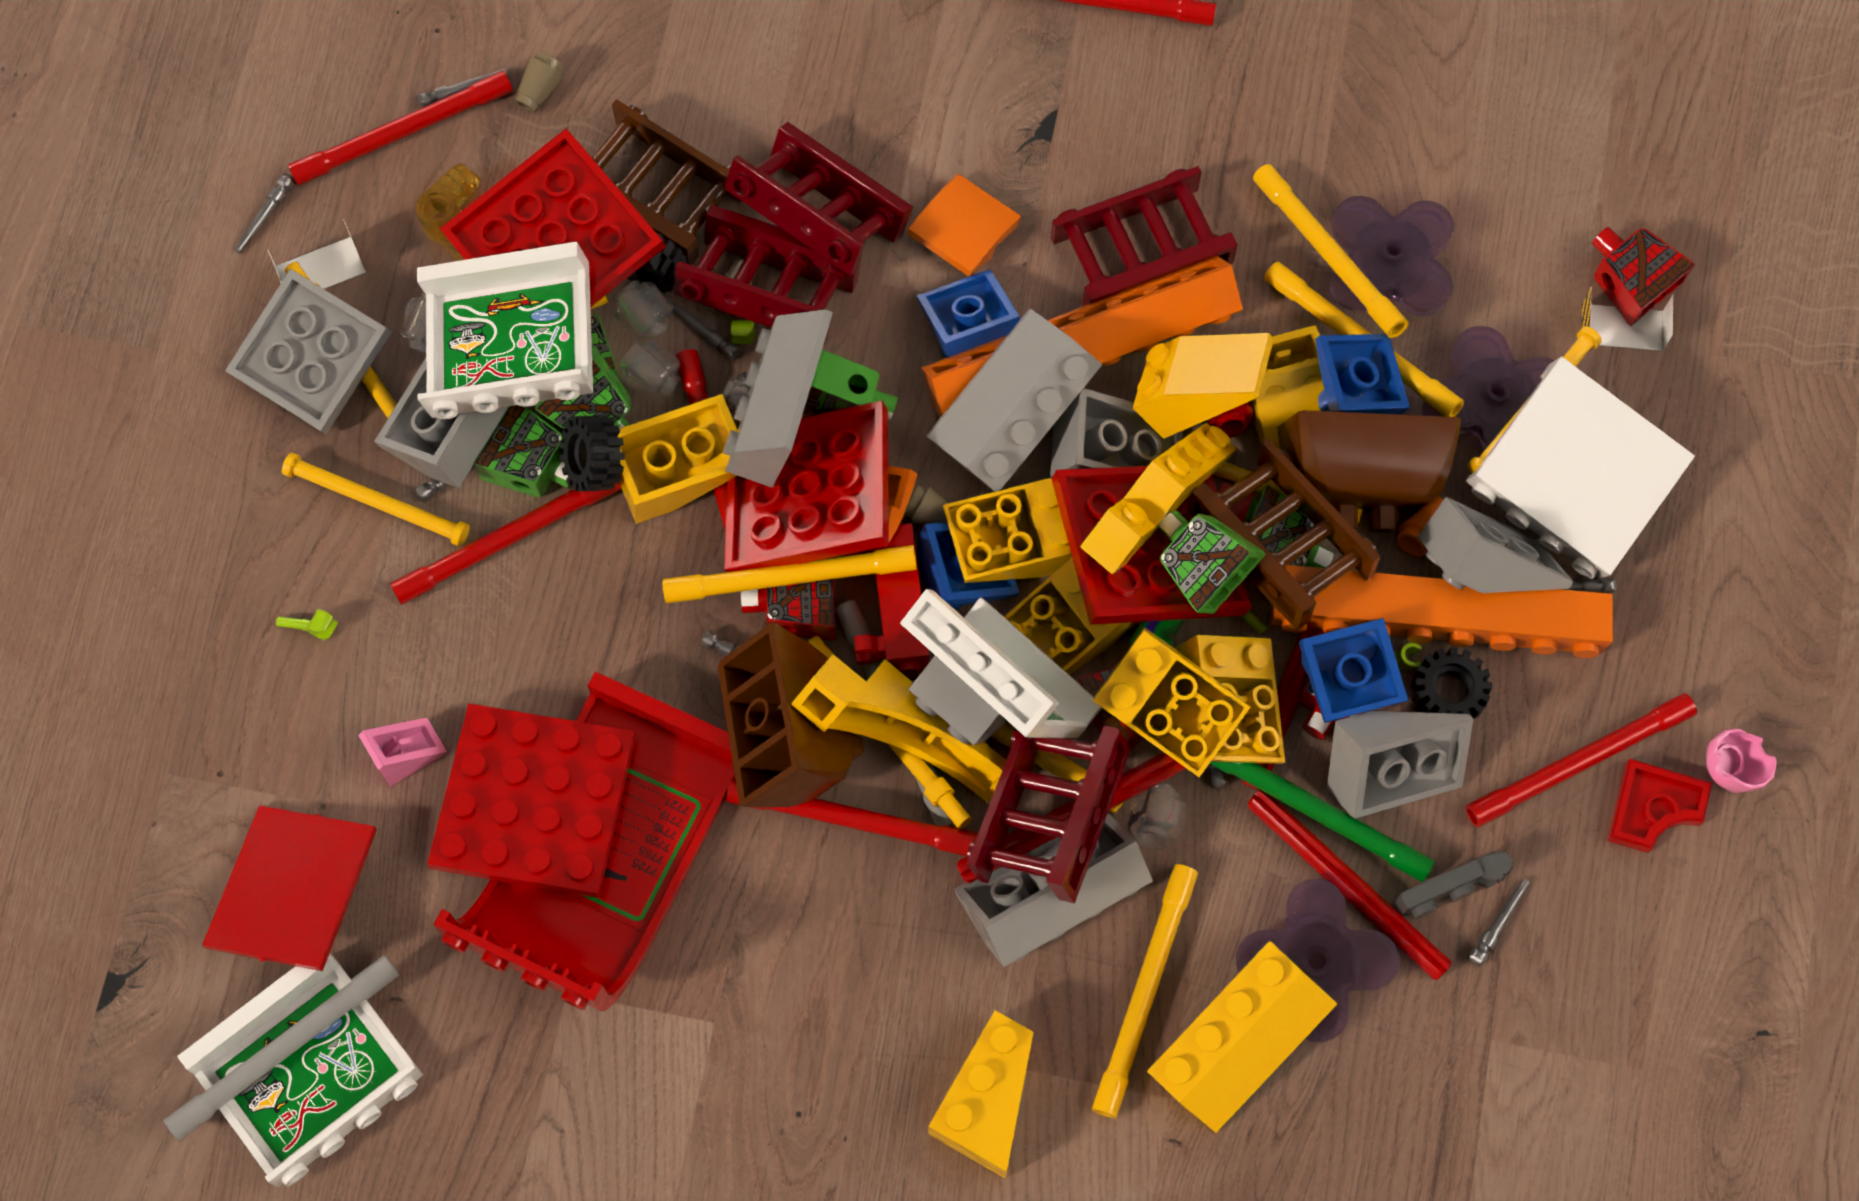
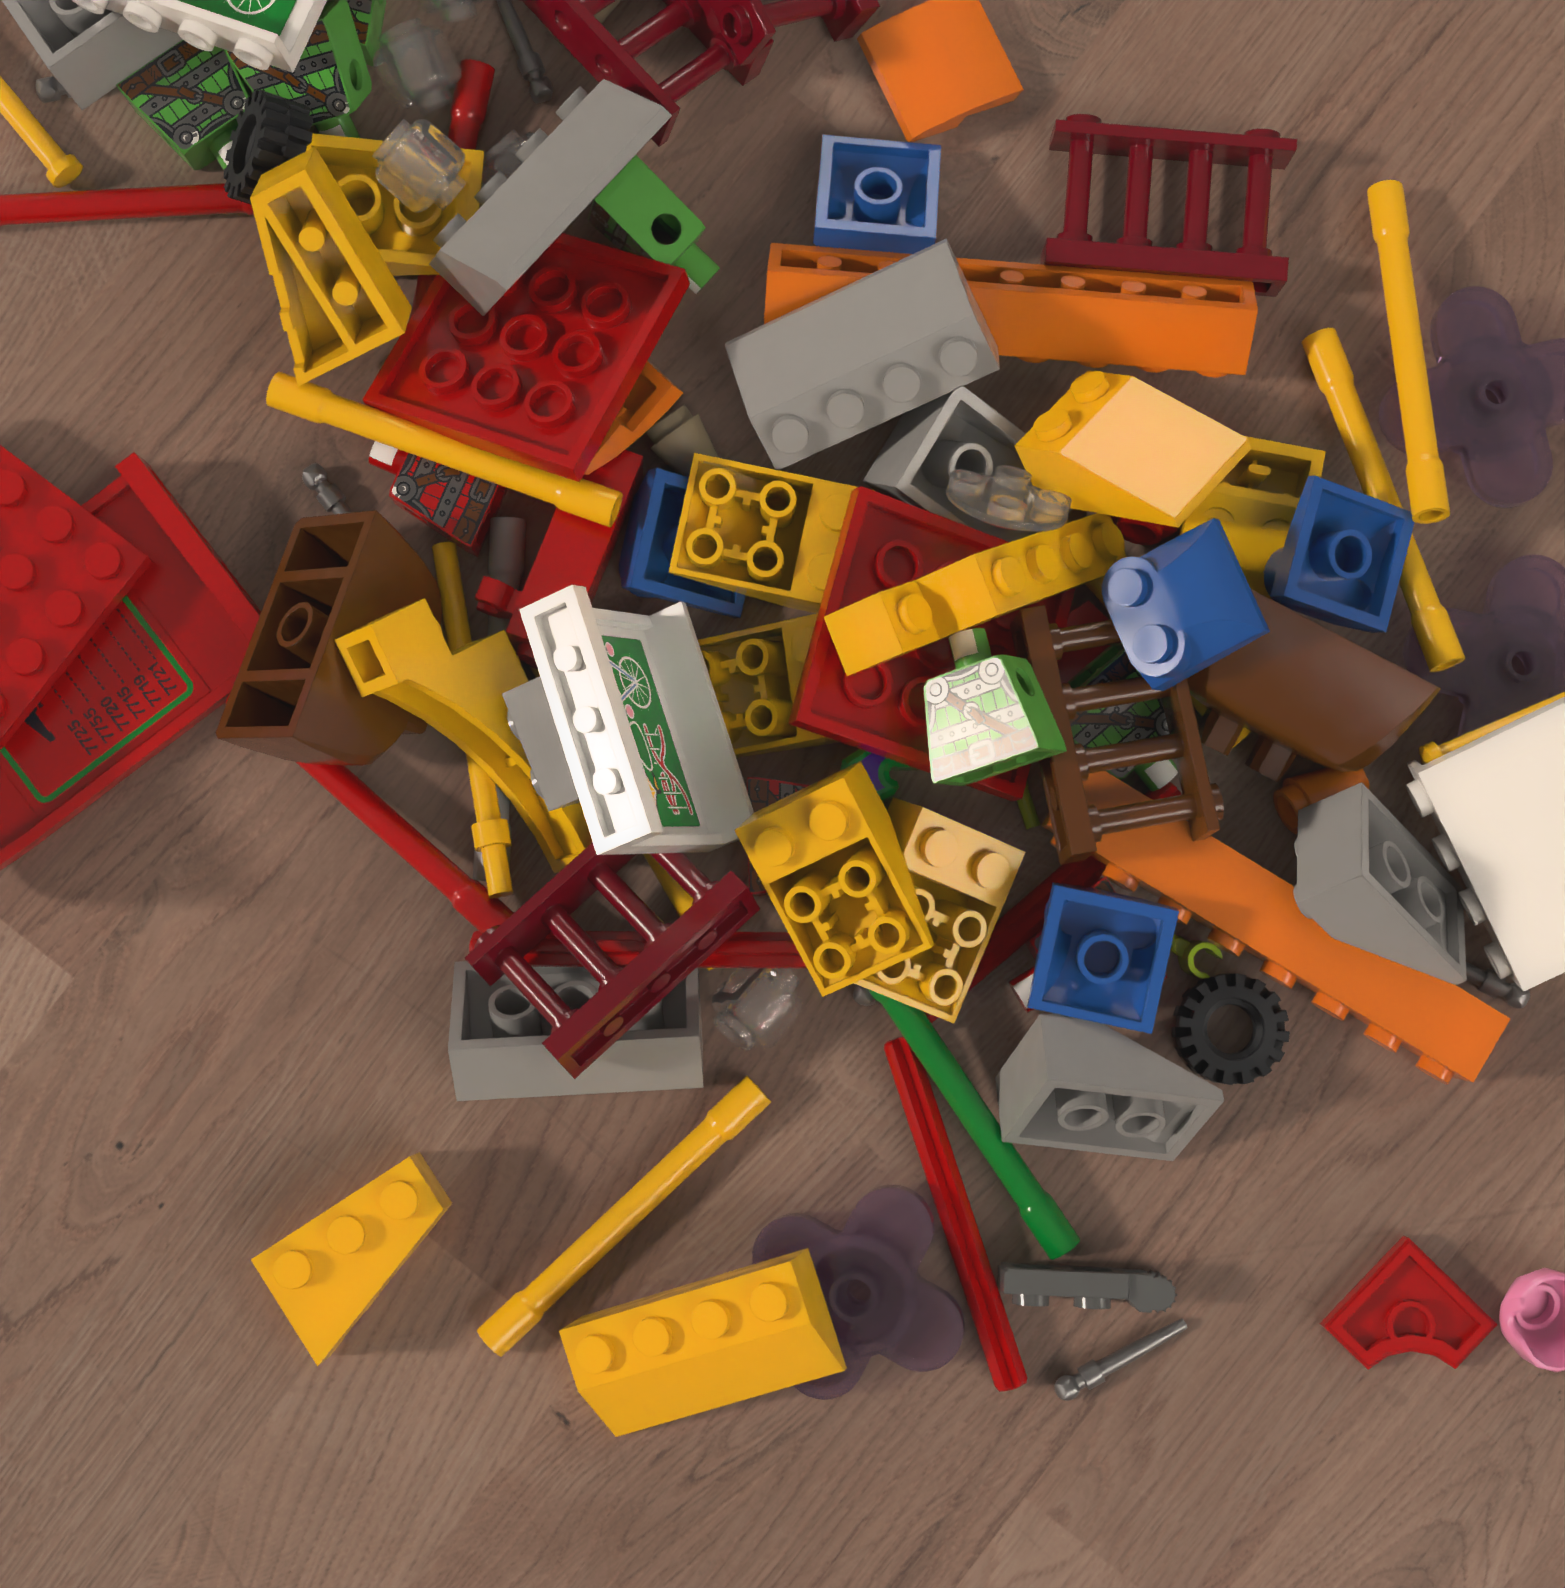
camera: 25 degrees right, 15 degrees up
(669, 502) = (325, 268): none -> yellow wedge
(692, 415) = (420, 165): none -> clear head
(743, 331) = (568, 70): lime hand -> none
(1147, 440) = (1008, 500): none -> clear dish
(1286, 440) = (1182, 605): none -> blue slope
(1504, 799) = (1476, 1206): red piece -> none

